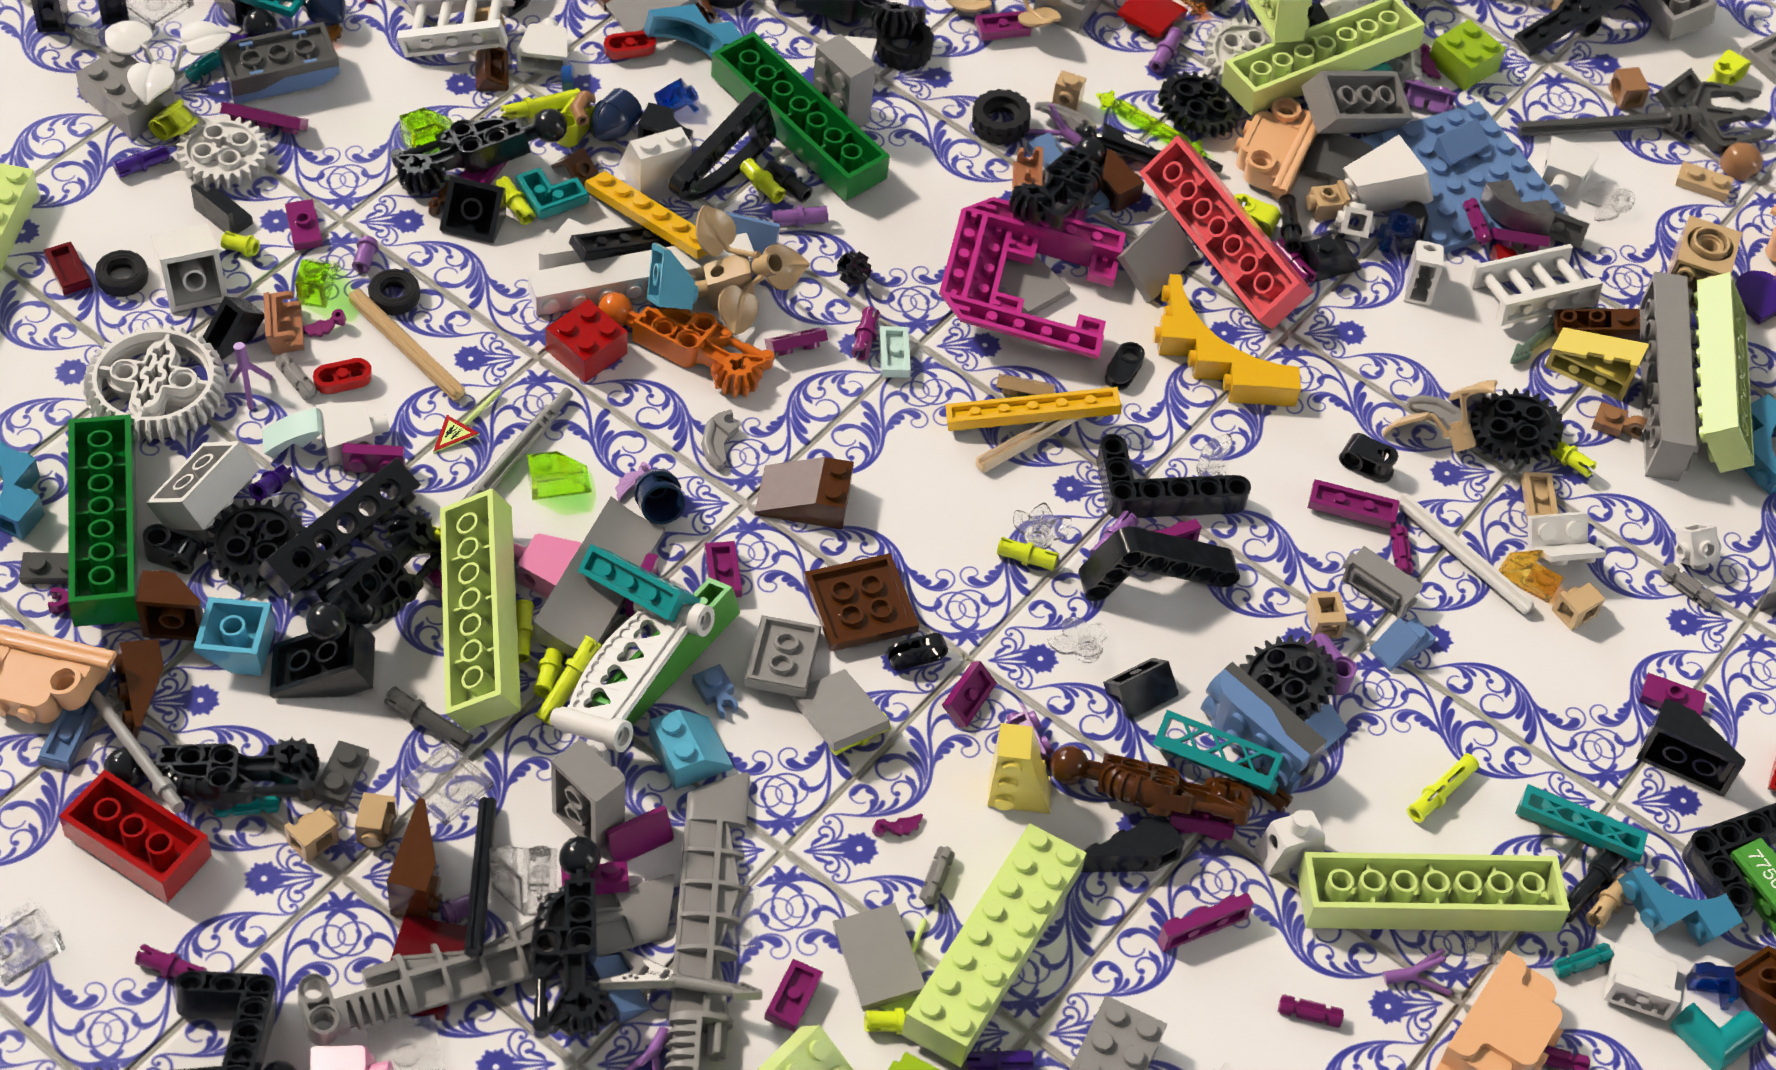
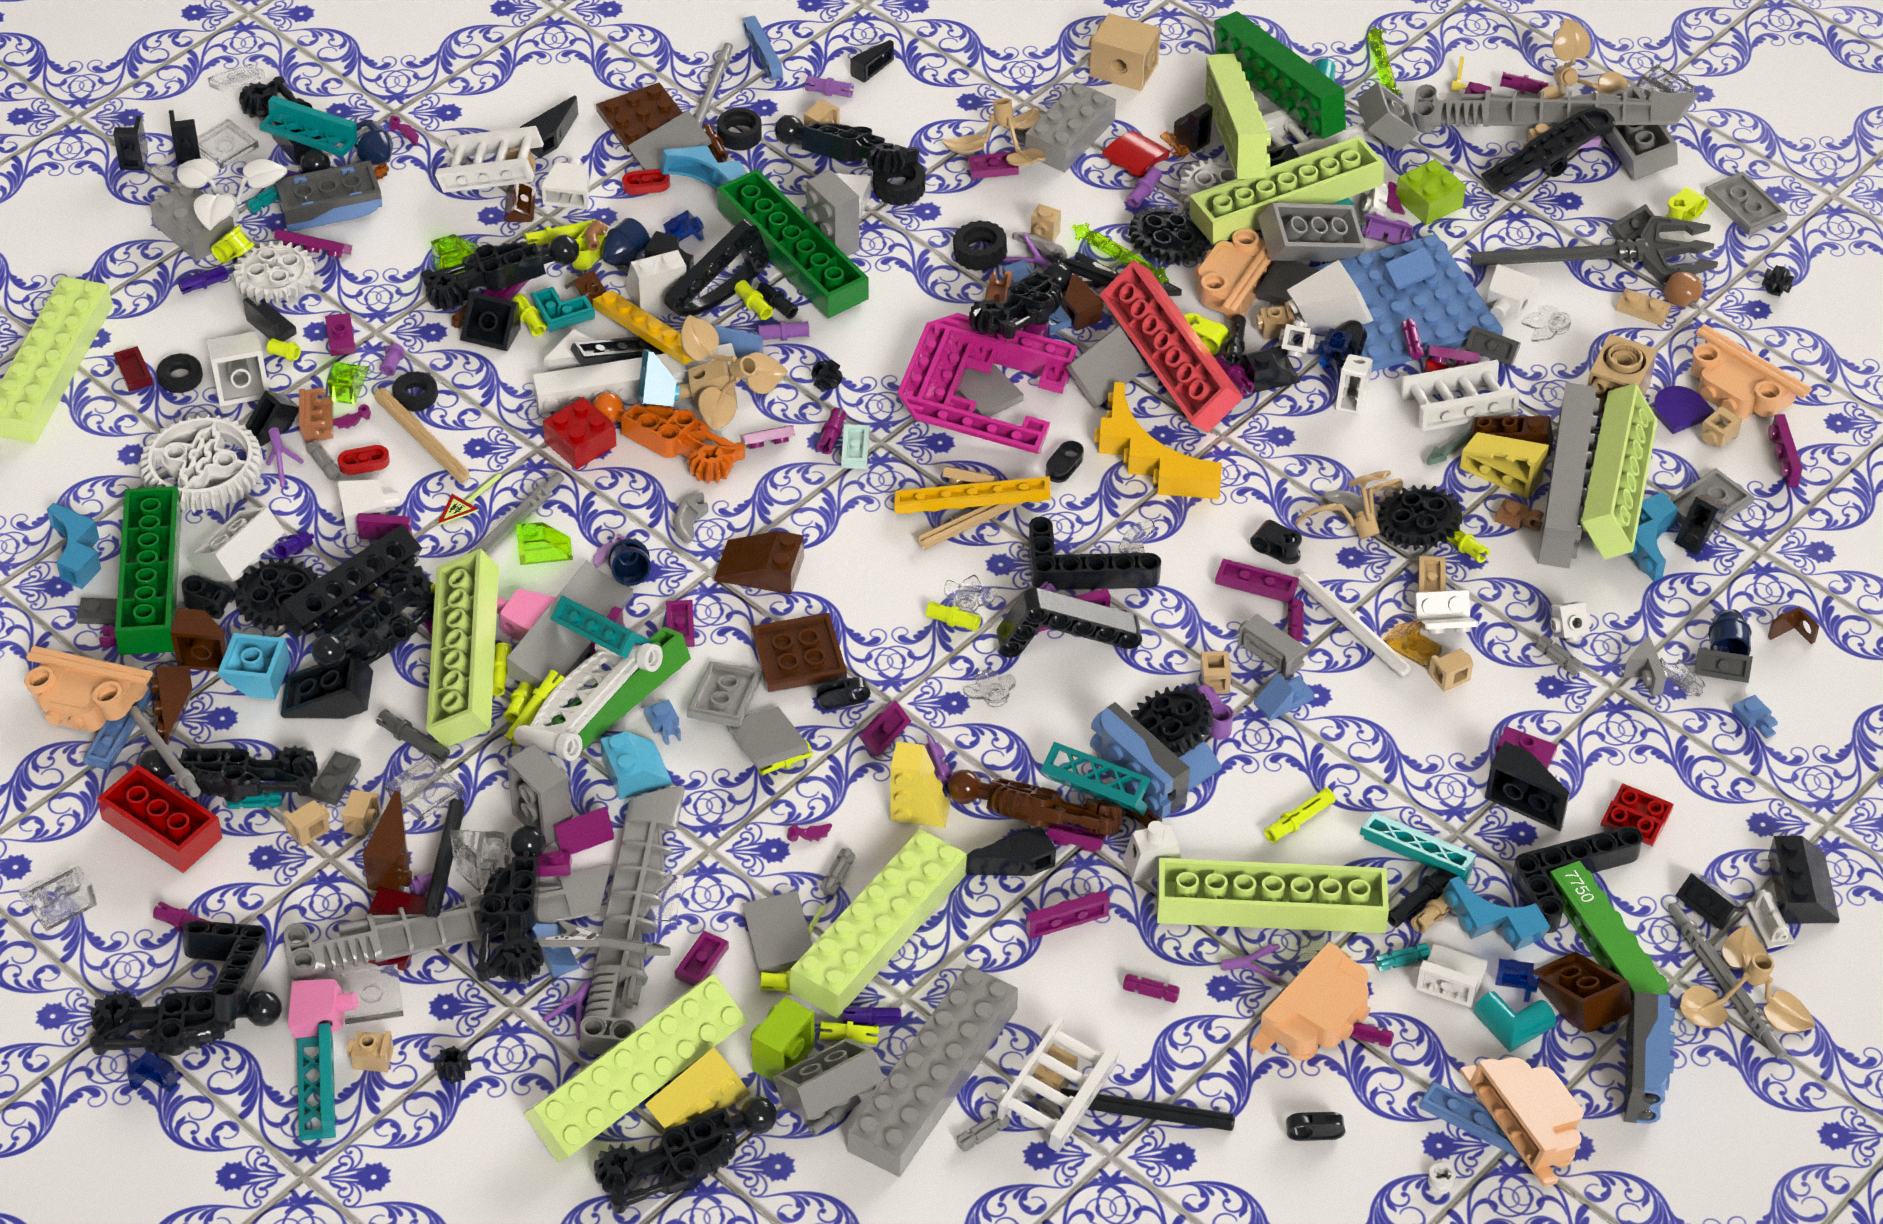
camera: 10 degrees right, 5 degrees down
(293, 429) = (319, 501): light aqua slope -> none
(567, 77) = (586, 209): blue tile -> none
(1143, 686) = (1041, 727): black panel -> none
(1505, 205) = (1439, 325): flat silver brick -> none
(1629, 88) = (1584, 222): medium nougat brick -> none

